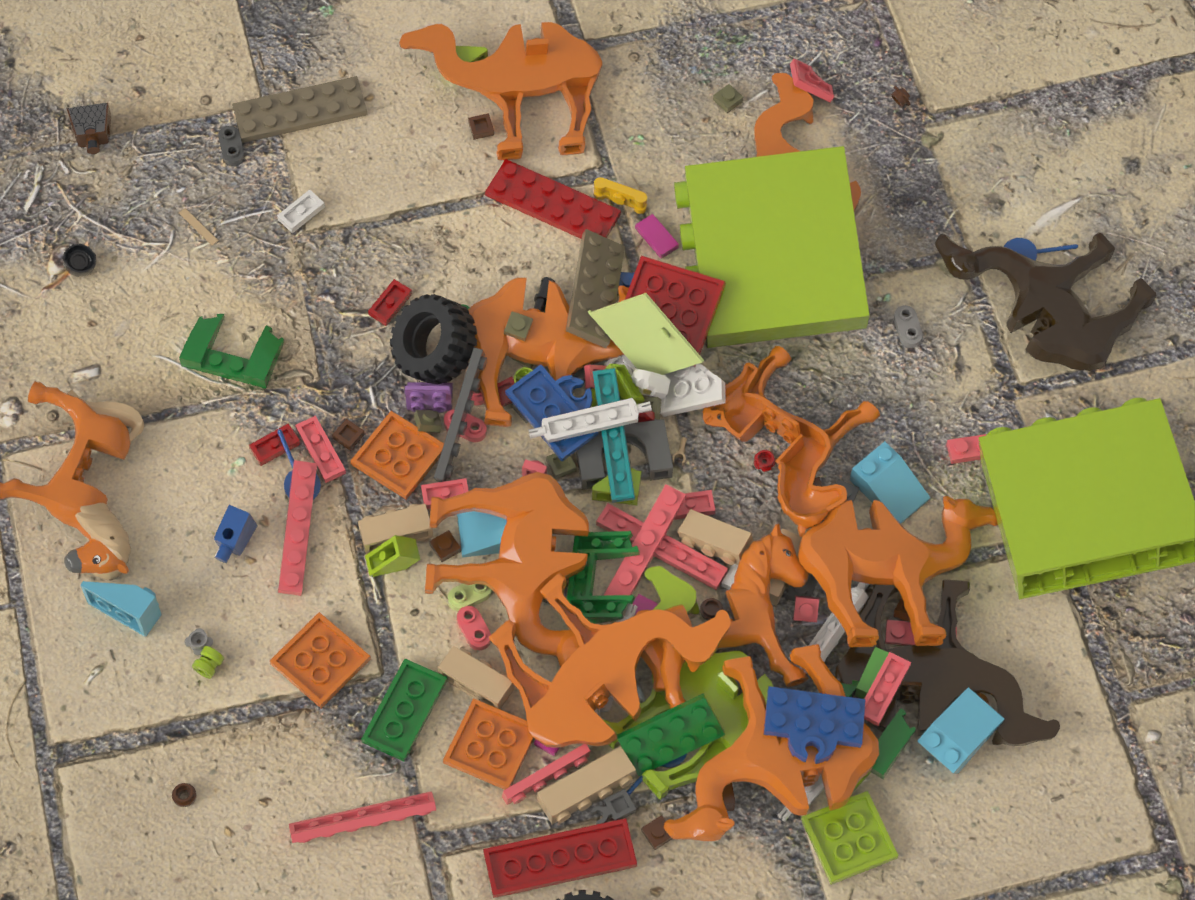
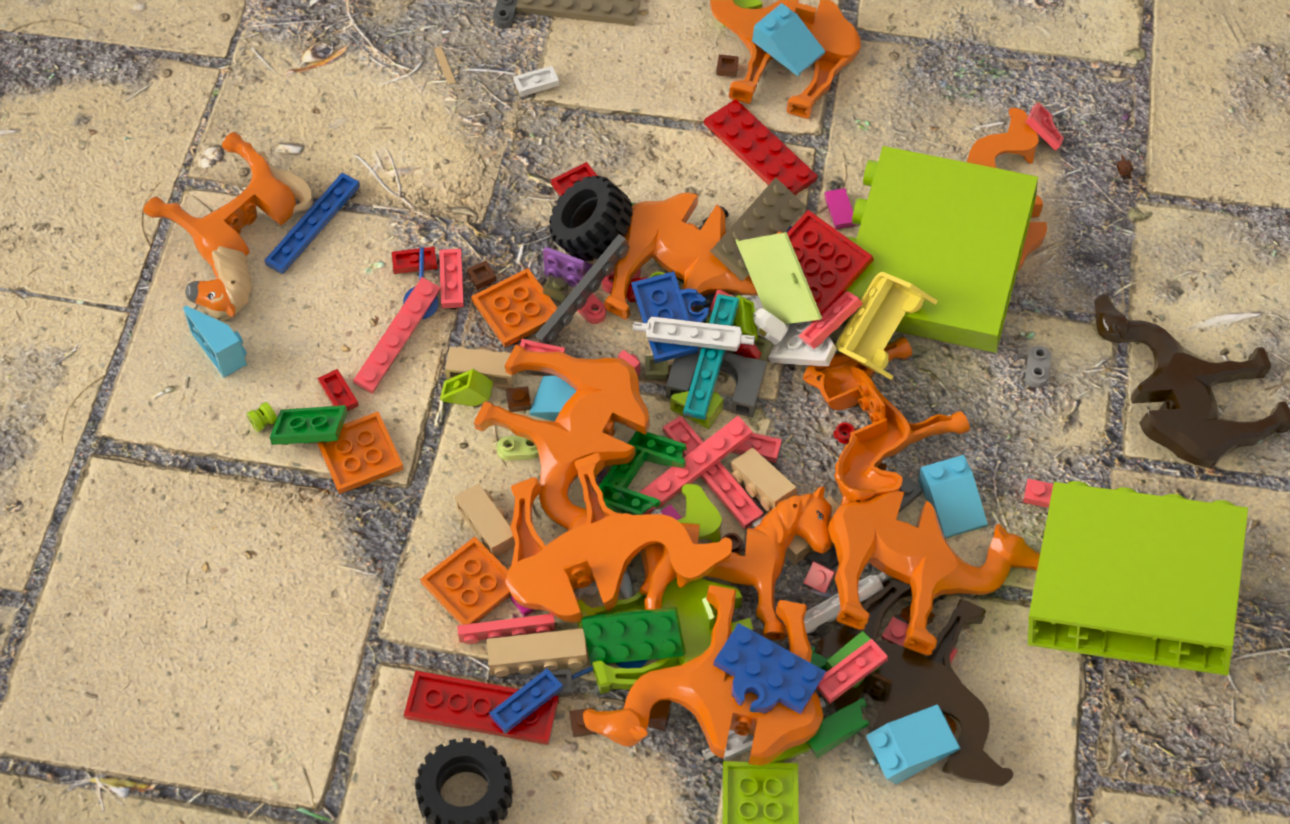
camera: 25 degrees right, 5 degrees down
(79, 260) = (329, 55): black hair -> none
(153, 444) = (312, 223): none -> blue plate
(184, 788) = (180, 515): reddish brown plate -> none
(196, 635) = (262, 392): light grey plate -> none
(234, 533) = (339, 318): blue torso -> none
(256, 371) = (431, 195): green wedge -> none
(260, 652) = (308, 425): none -> green plate
(268, 607) = (337, 390): none -> red plate
(360, 817) = (317, 599): coral plate -> none
(404, 710) = (409, 523): green plate -> none
(473, 626) = (506, 476): coral plate -> none
(518, 326) = (670, 232): olive plate -> none
(533, 81) = (787, 39): none -> medium azure slope
(601, 835) = (526, 701): none -> blue plate
(620, 194) = (823, 162): yellow plate -> none
(680, 453) = (765, 398): tan hand -> none
(712, 353) = (831, 320): none -> coral plate
(728, 98) = (962, 116): olive plate -> none
(751, 342) = (877, 320): none -> light yellow windscreen
(1028, 249) = (1187, 340): blue piece -> none

